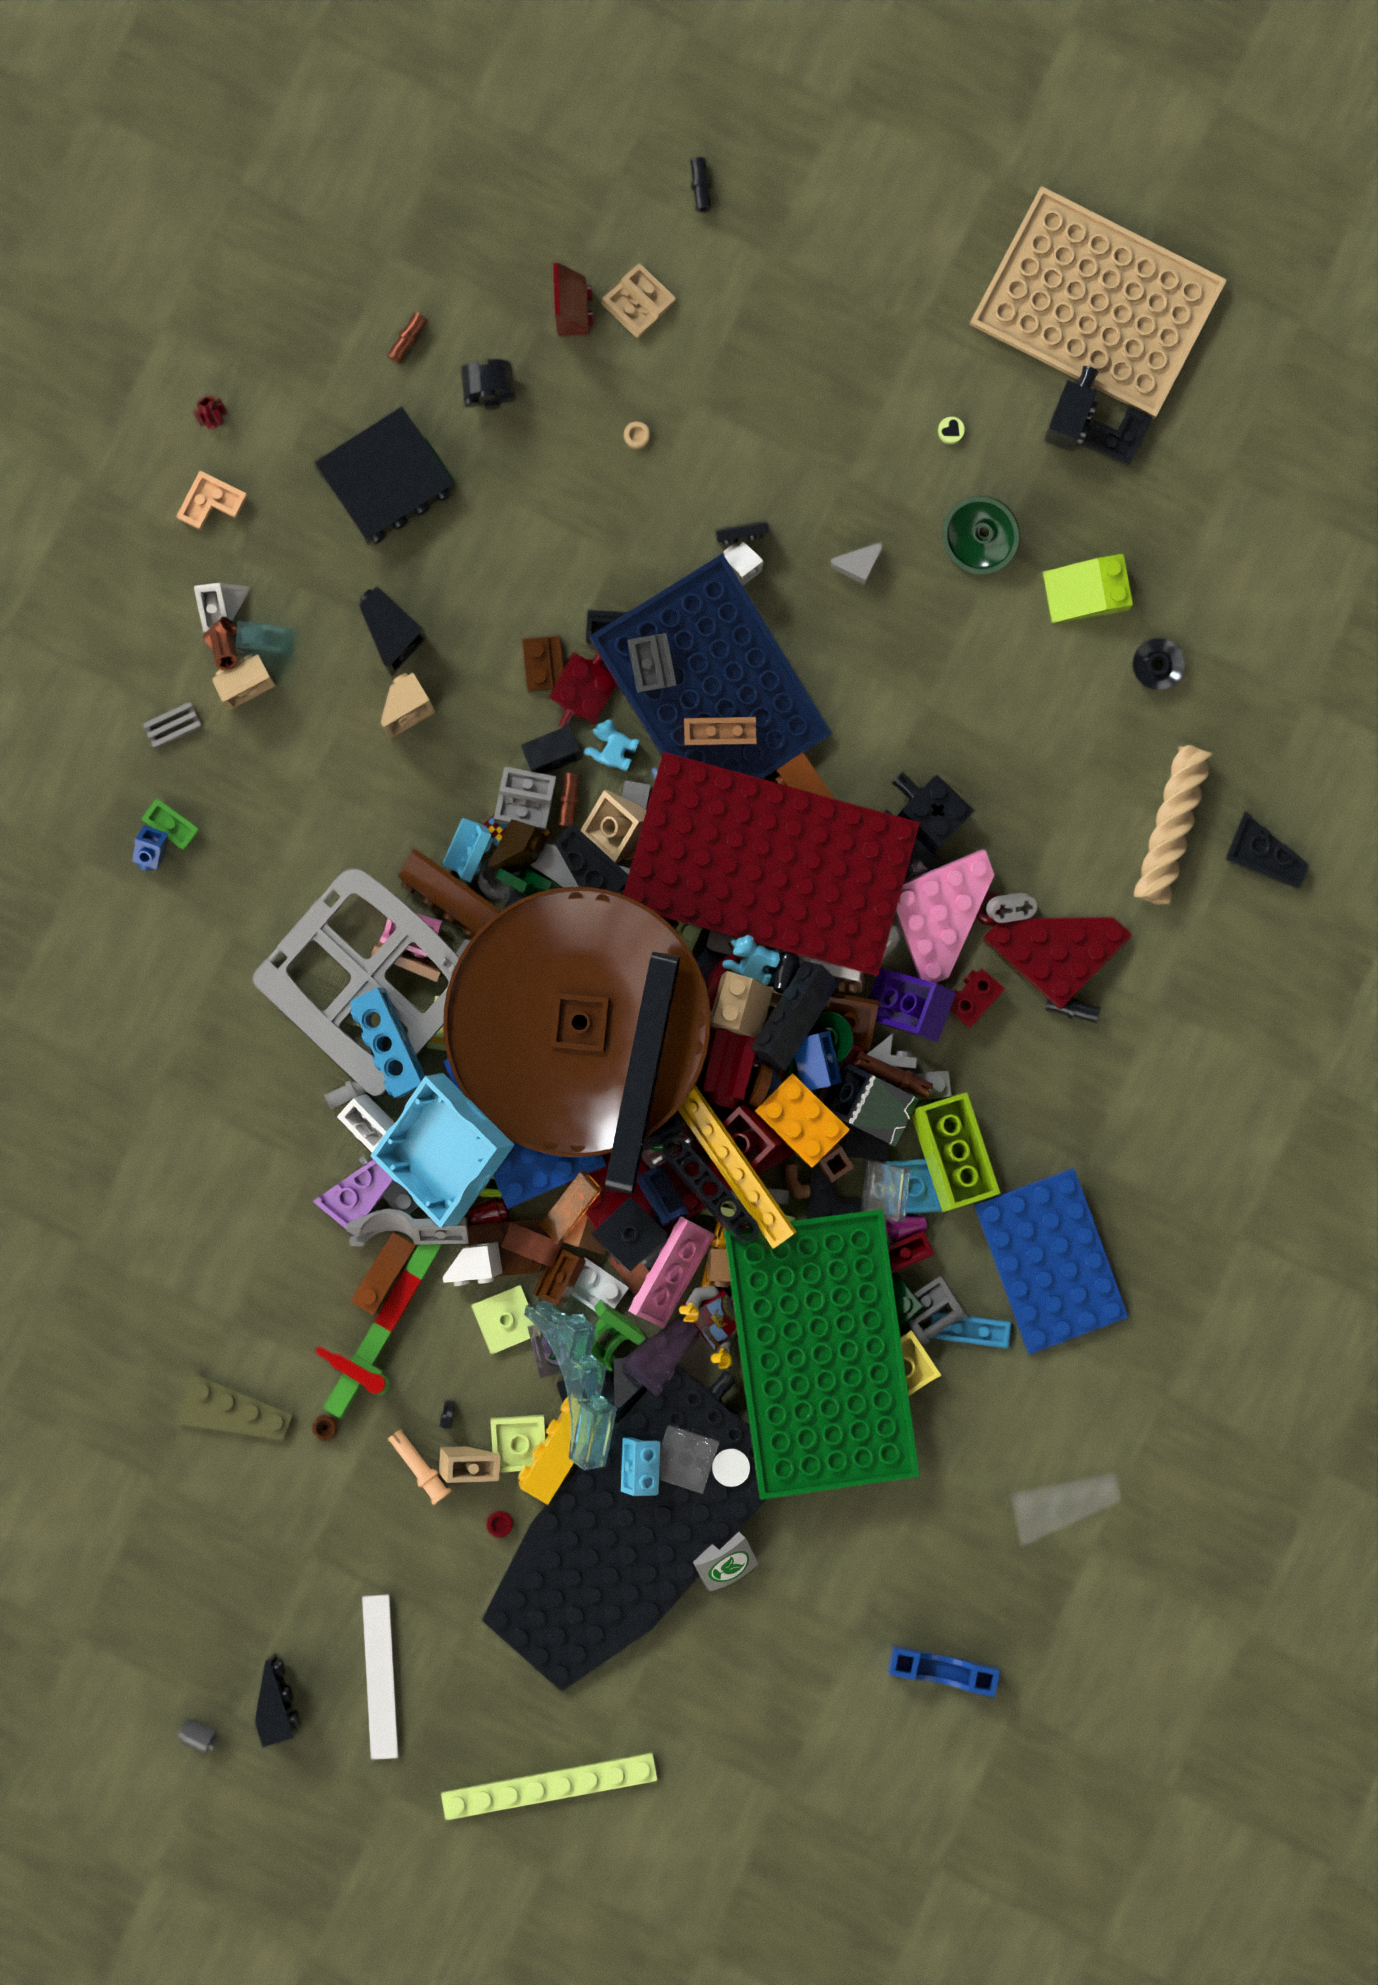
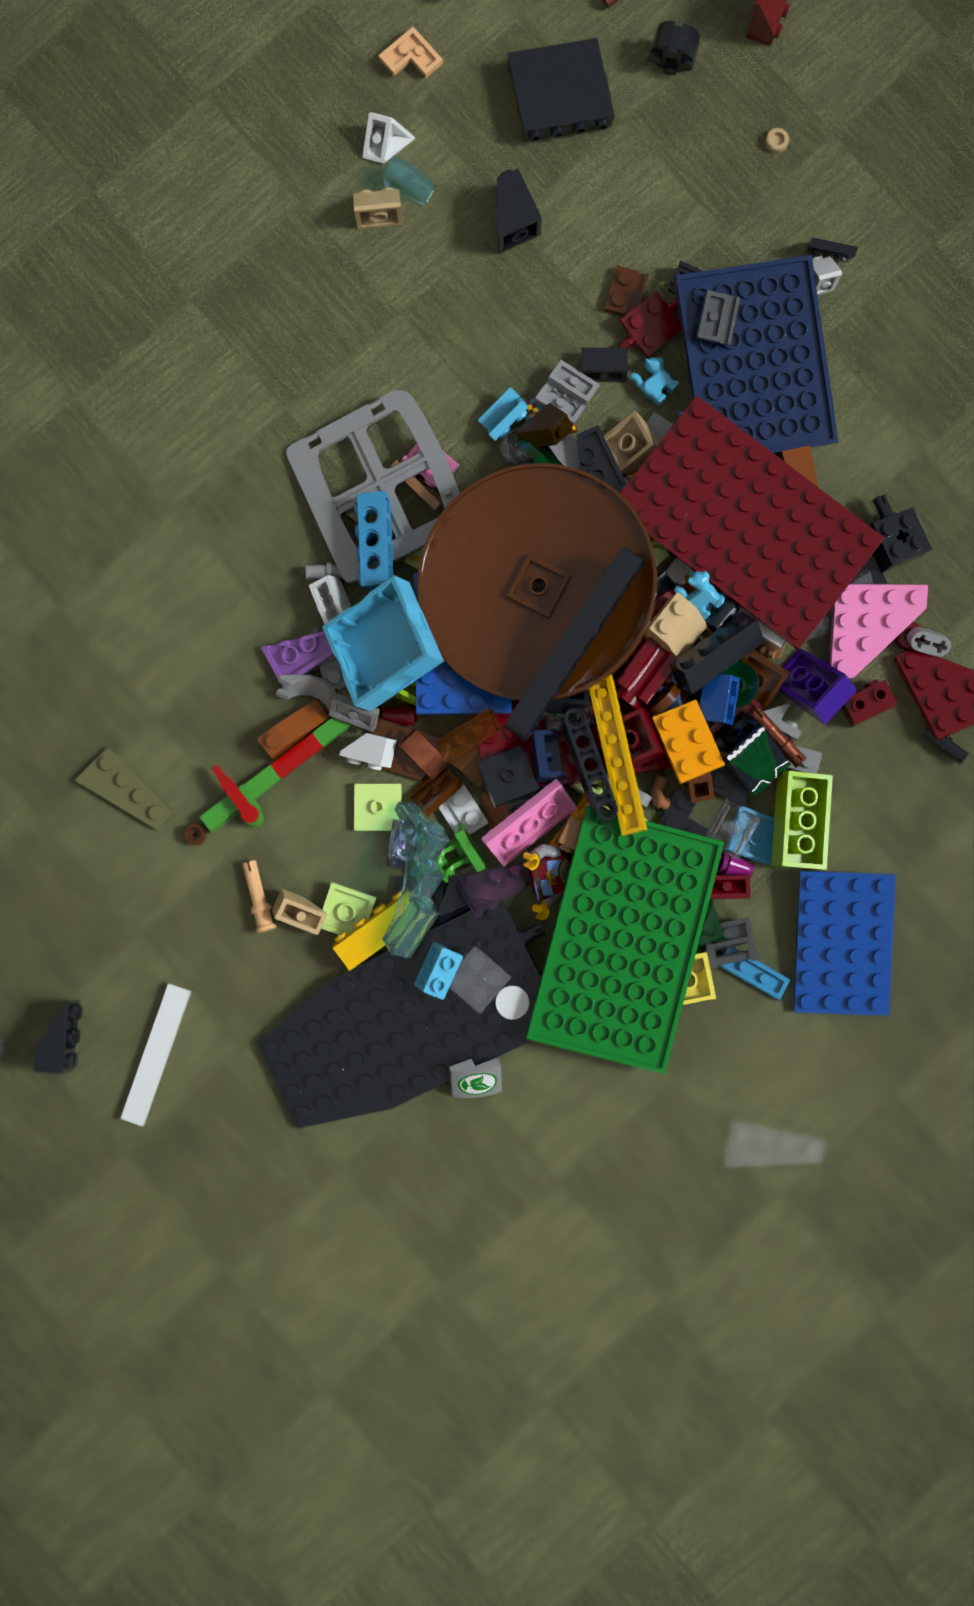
camera: 25 degrees right, 0 degrees up
(149, 853) = (247, 310): blue brick -> none
(164, 717) = (288, 220): light grey tile -> none
(167, 820) = (272, 299): bright green plate -> none
(221, 641) = (373, 168): copper piece -> none
(405, 705) = (501, 275): tan slope -> none
(445, 892) = (470, 438): reddish brown slope -> none
(447, 1416) = (298, 865): black tile -> none
(499, 1523) = (304, 971): dark red tile -> none
(549, 1786) = (256, 1201): yellowish green plate -> none
(569, 799) = (602, 408): copper pin -> none
(638, 300) = (822, 33): tan slope -> none
(720, 731) = (750, 398): medium nougat hinge -> none
(858, 563) = (915, 313): light grey slope -> none
(943, 1669) = (618, 1241): blue arch -> none

